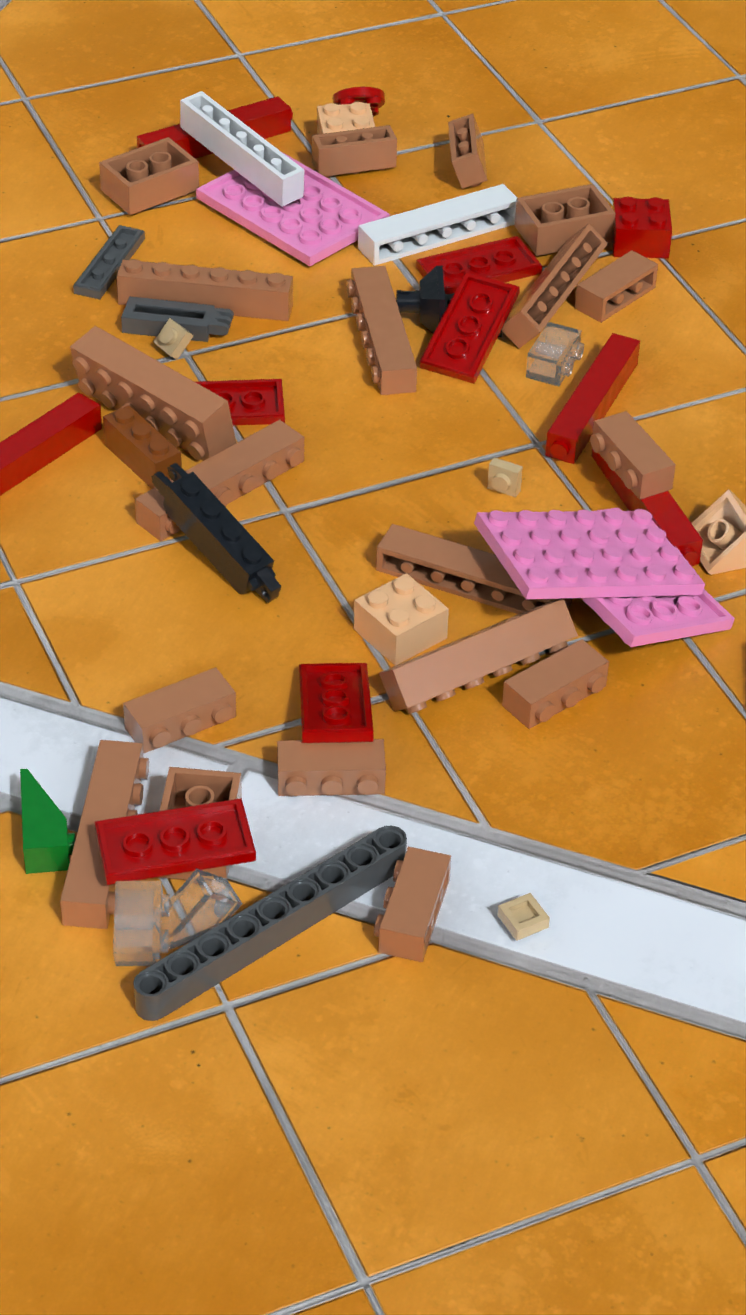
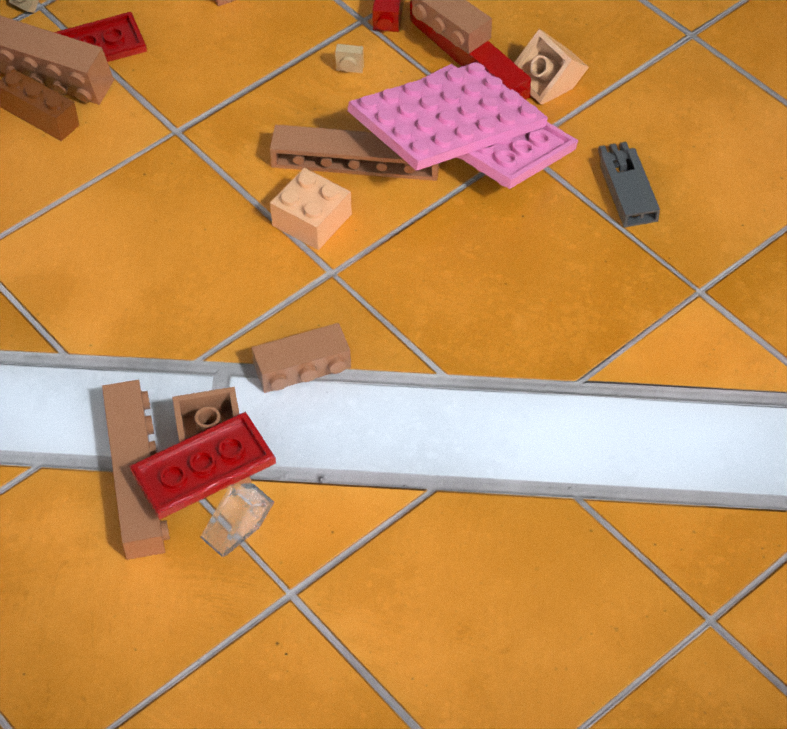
camera: 15 degrees left, 10 degrees up
(44, 829) = (82, 478): green slope -> none
(139, 923) = (195, 543): clear brick -> none
(180, 709) = (156, 338): nougat brick -> none
(217, 533) = (131, 169): black hinge -> none
(230, 473) = (113, 118): nougat brick -> none
(267, 923) = (301, 522): dark grey beam -> none
(335, 703) = (285, 299): red tile -> none
(413, 904) = (412, 462): nougat brick -> none
(478, 655) = (386, 226): nougat brick -> none
(523, 916) = (504, 448): tan plate -> none
(555, 683) = (456, 235): nougat brick -> none

